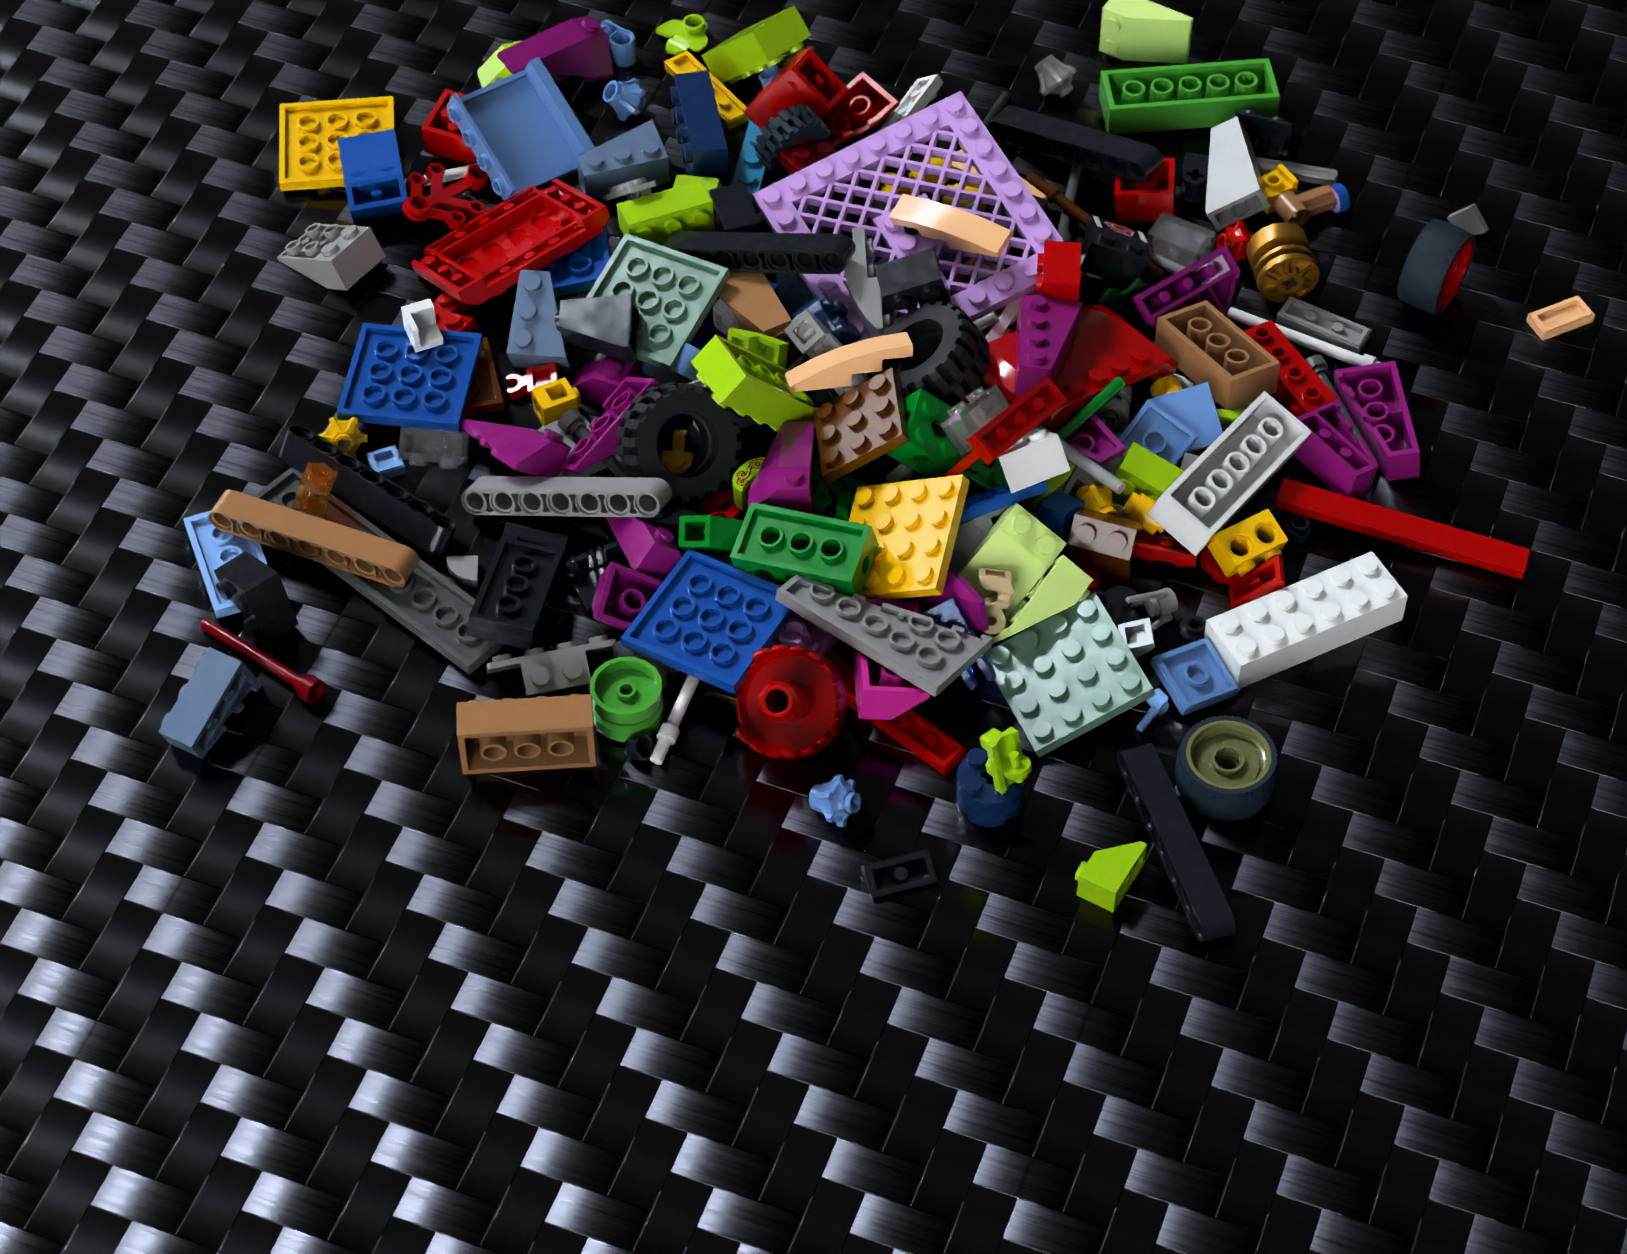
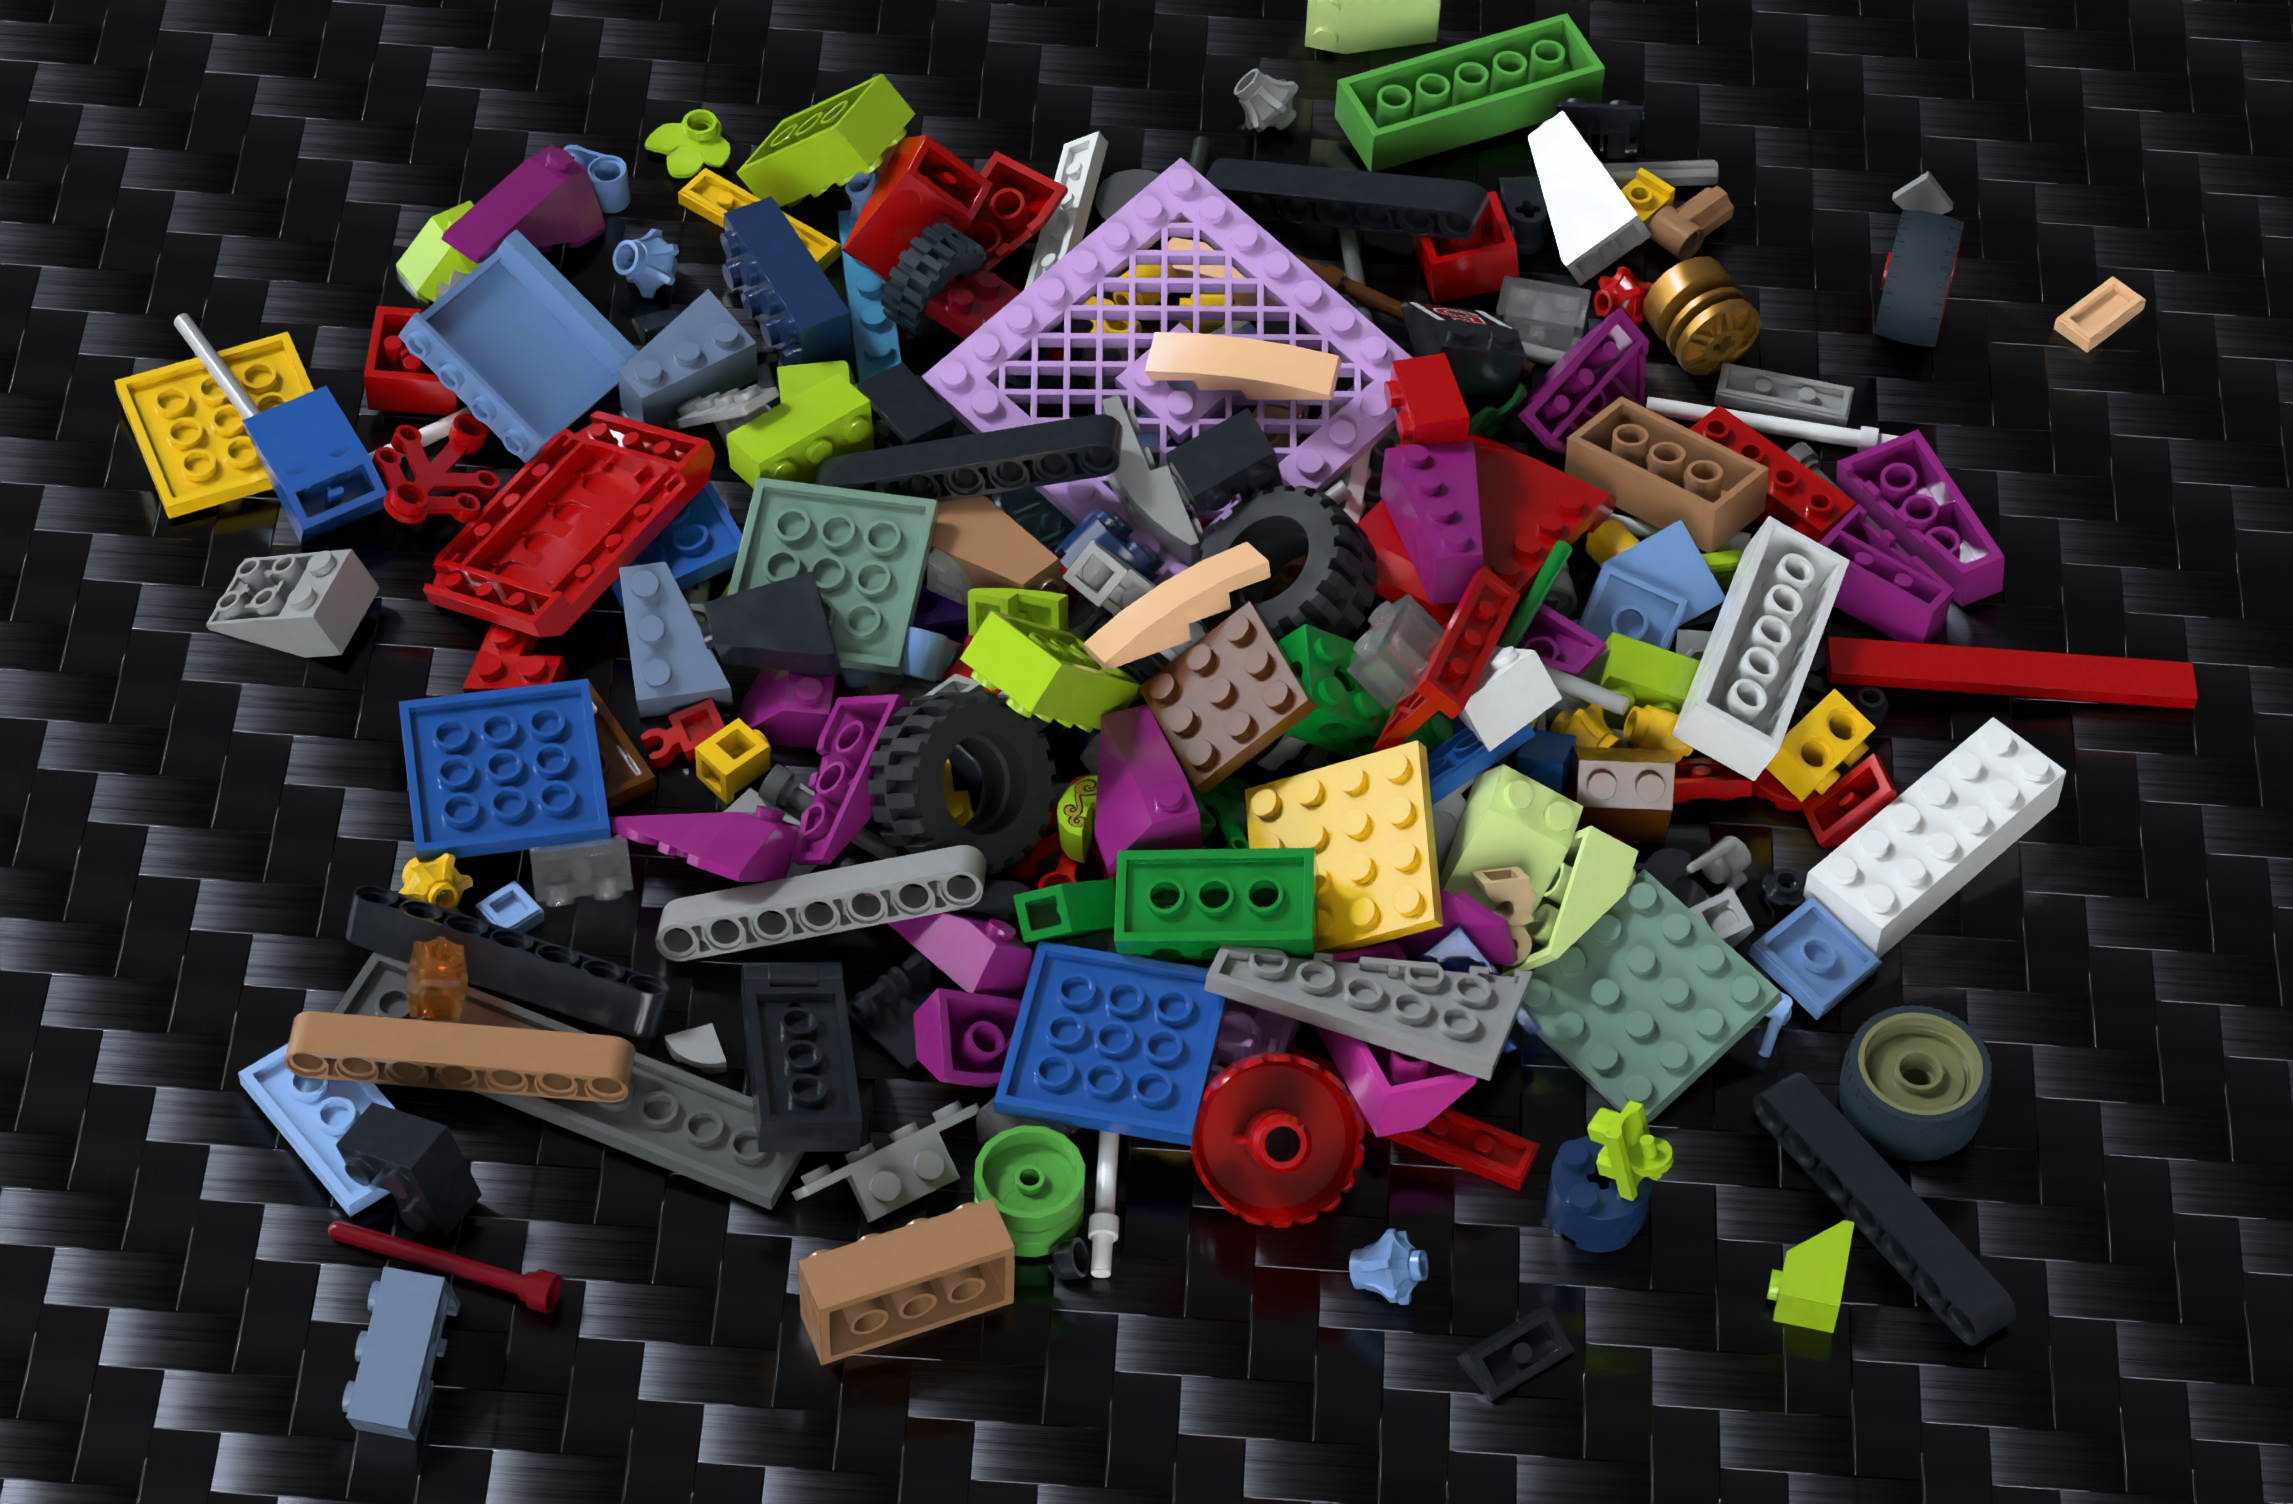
camera: 20 degrees left, 0 degrees up
(340, 105) = (215, 366): none -> light grey bar
(421, 325) = (493, 687): white panel -> none
(1342, 198) = (1740, 199): blue tile -> none

